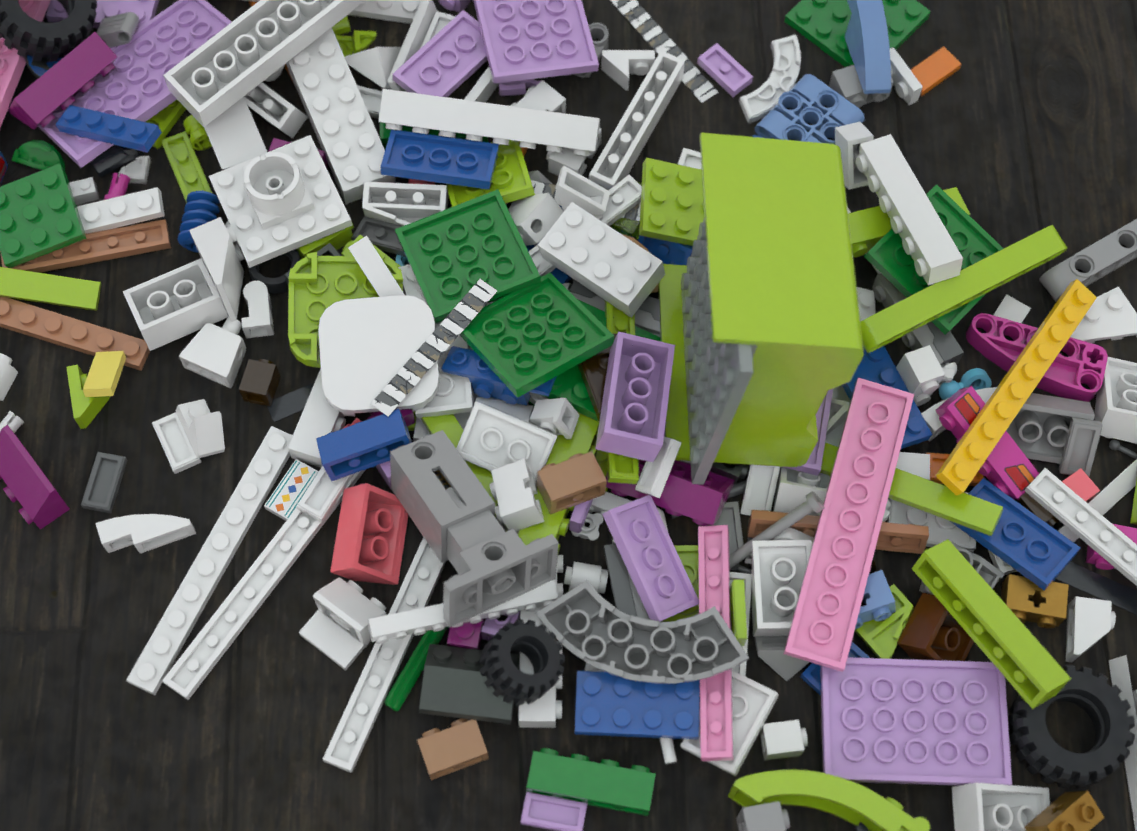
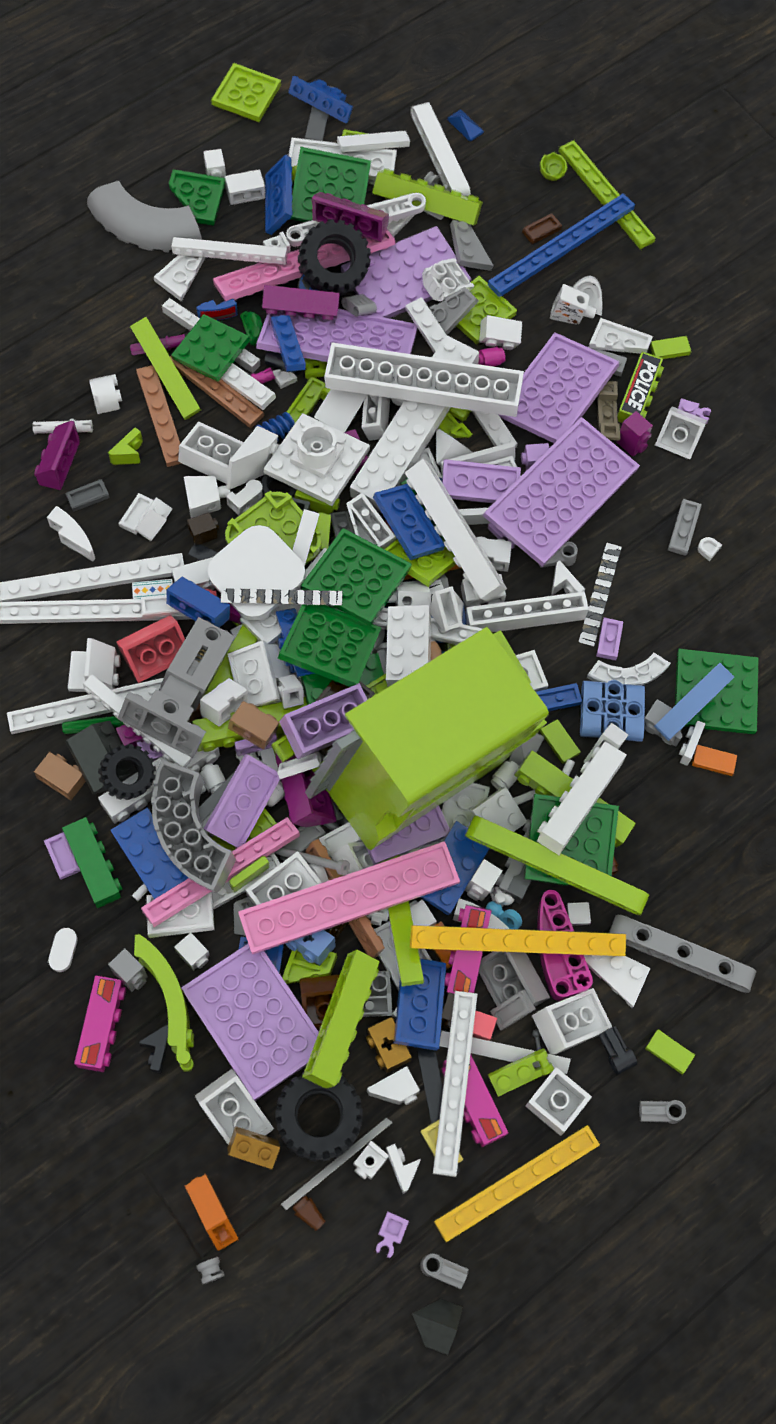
camera: 50 degrees right, 0 degrees up
(104, 374) = (144, 448): light yellow tile -> none

